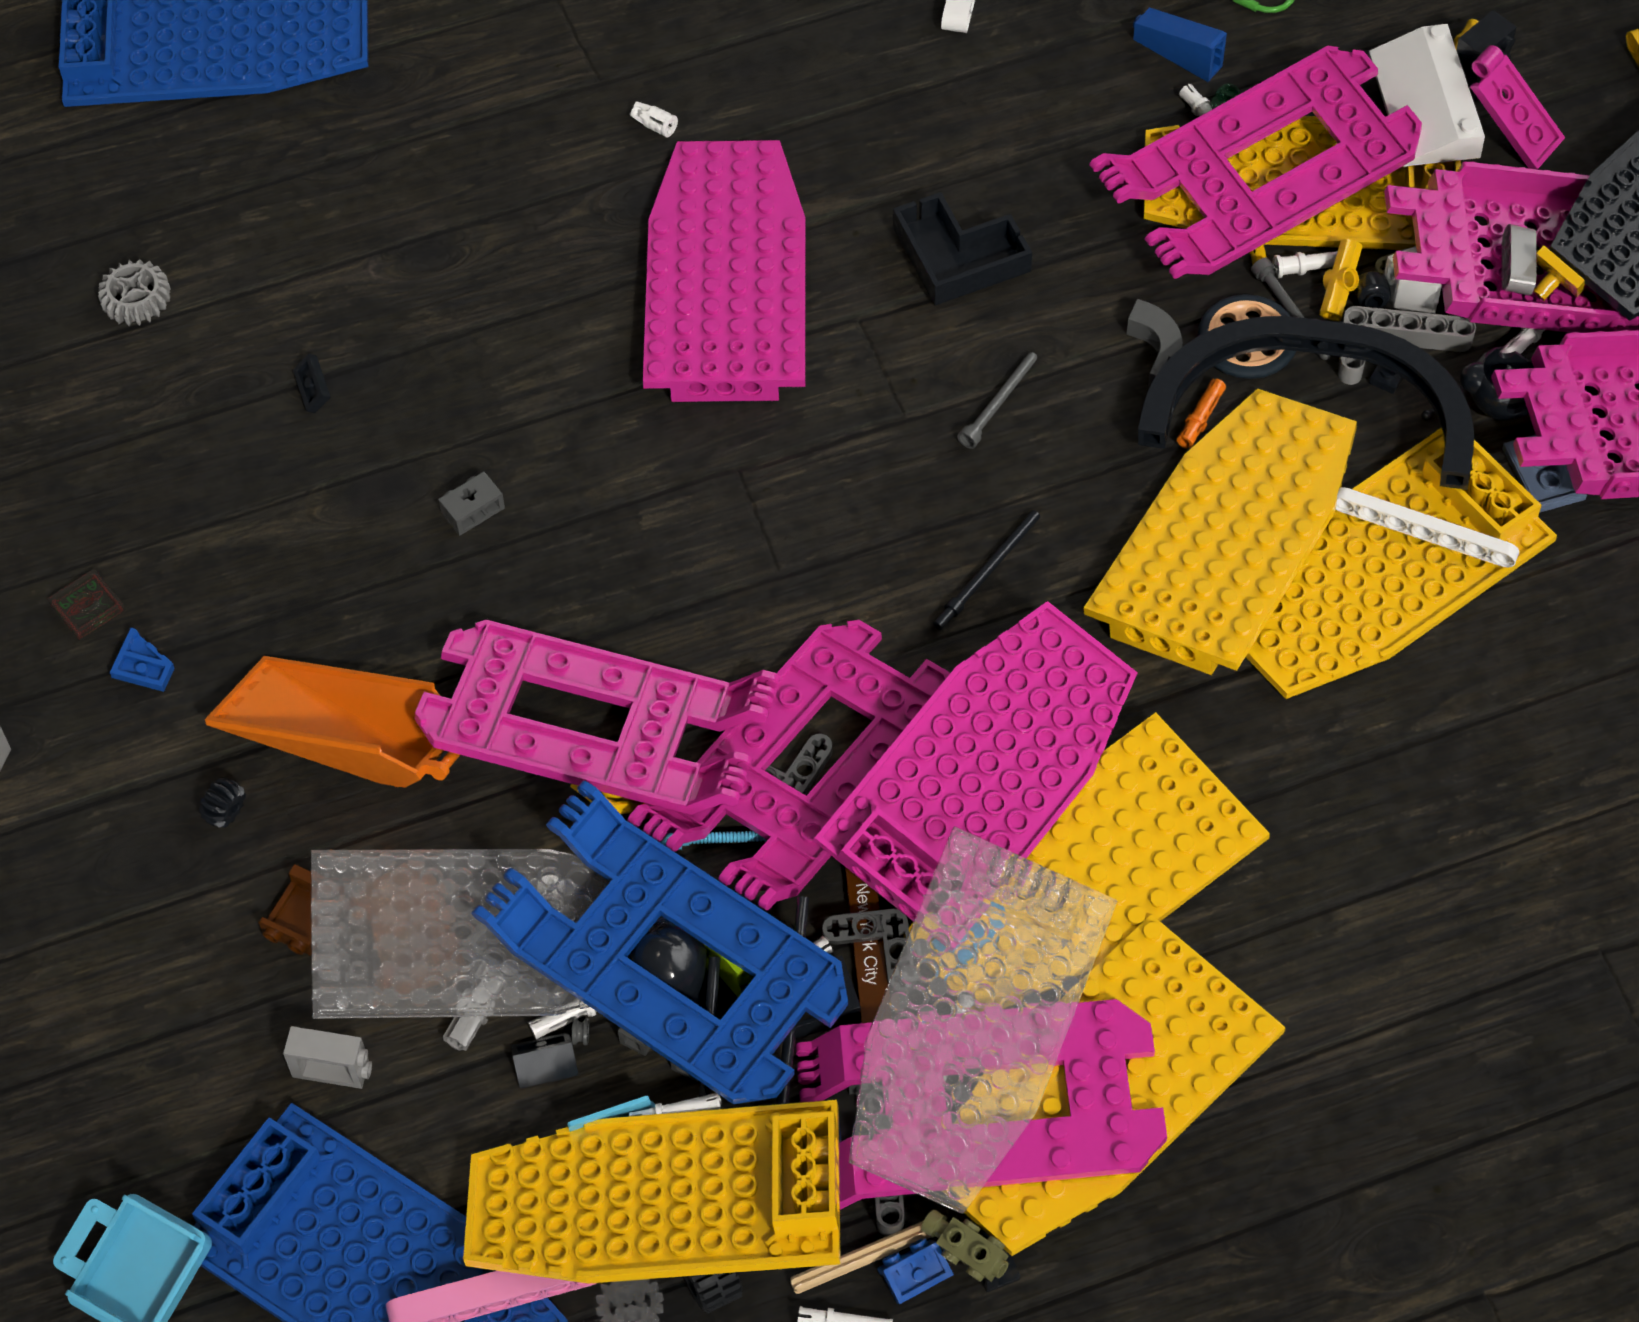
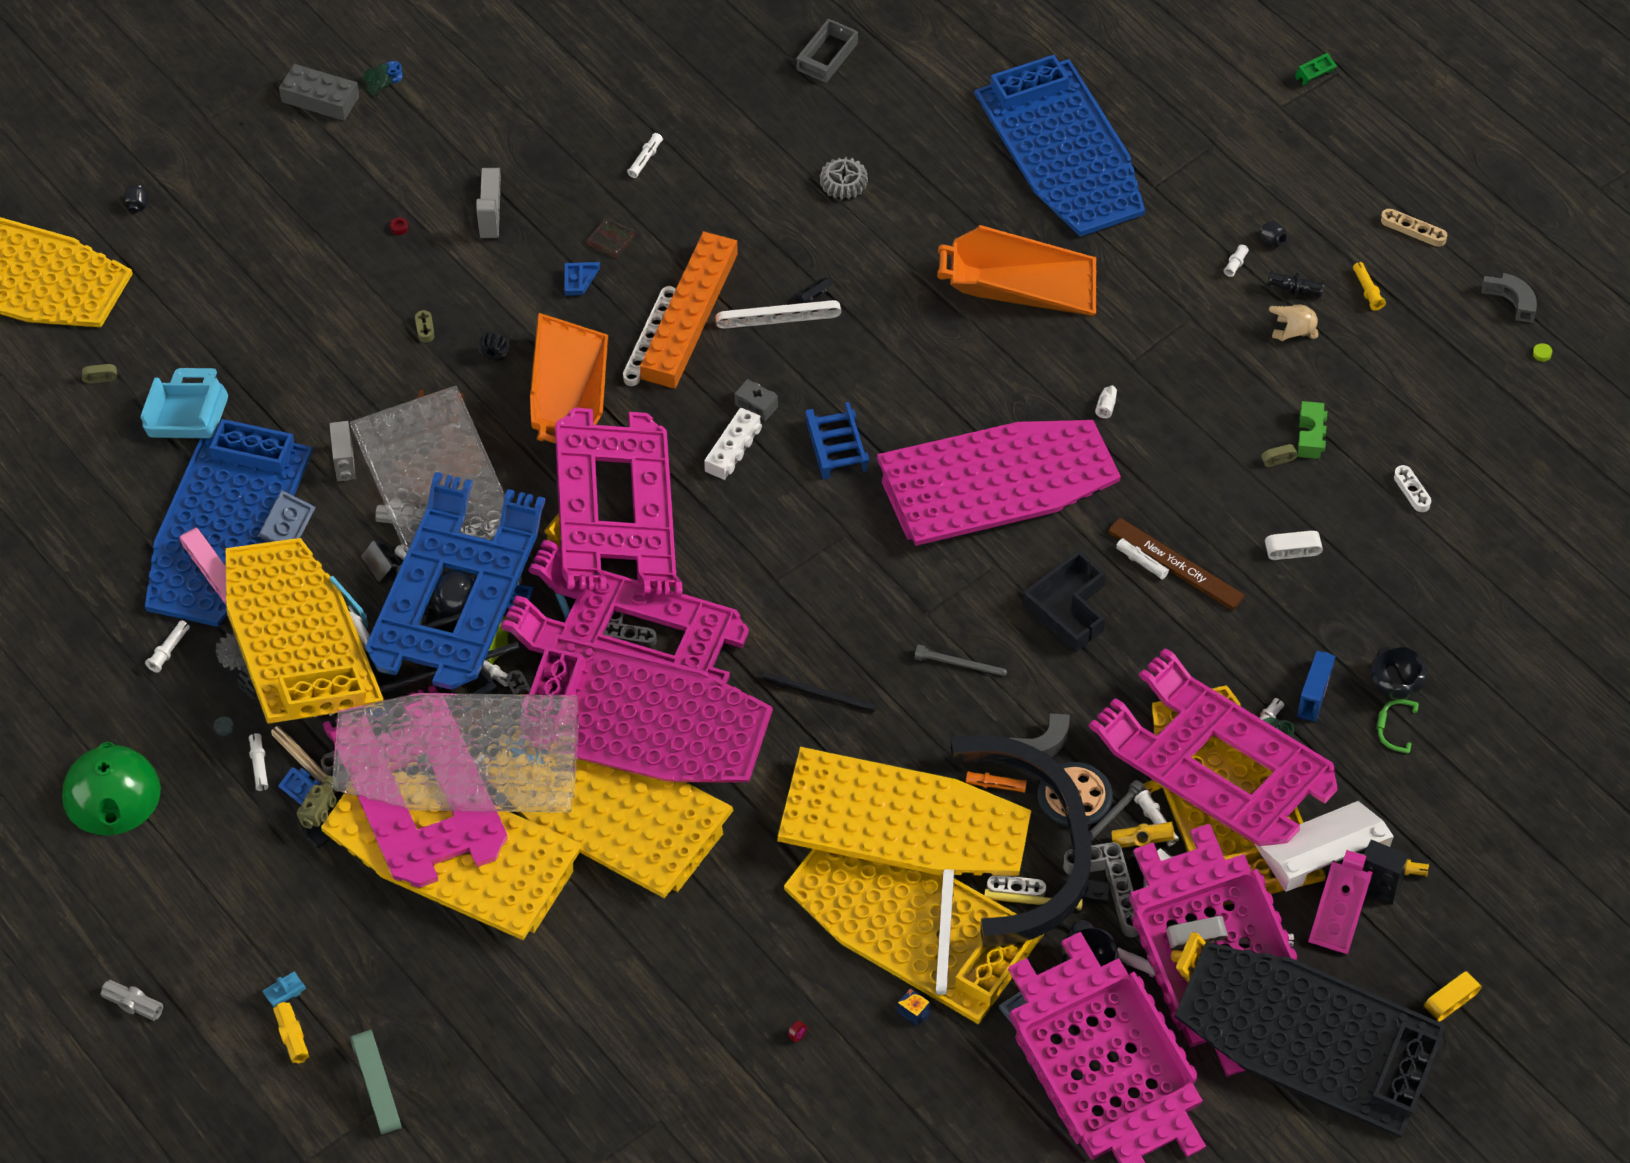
camera: 70 degrees right, 5 degrees down
(129, 892) = (424, 326): none -> olive beam
(275, 539) = (688, 310): none -> orange brick
(298, 613) = (643, 341): none -> white beam
(333, 437) = (770, 318): none -> white beam
(406, 139) = (1020, 271): none -> orange windscreen
(417, 1174) = (286, 518): none -> sand blue tile
(534, 552) = (733, 443): none -> white brick
(582, 452) = (822, 451): none -> blue fence
(908, 161) = (1135, 554): none -> white pin
(935, 127) = (1178, 564): none -> reddish brown tile
(1365, 430) = (1031, 883): none -> white beam
(1389, 431) = (1021, 898): none -> light yellow bar
(1452, 1280) = (376, 1081): none -> sand green beam
(1514, 743) = (797, 1031): none -> dark red tile
(1516, 601) = (914, 1007): none -> brick

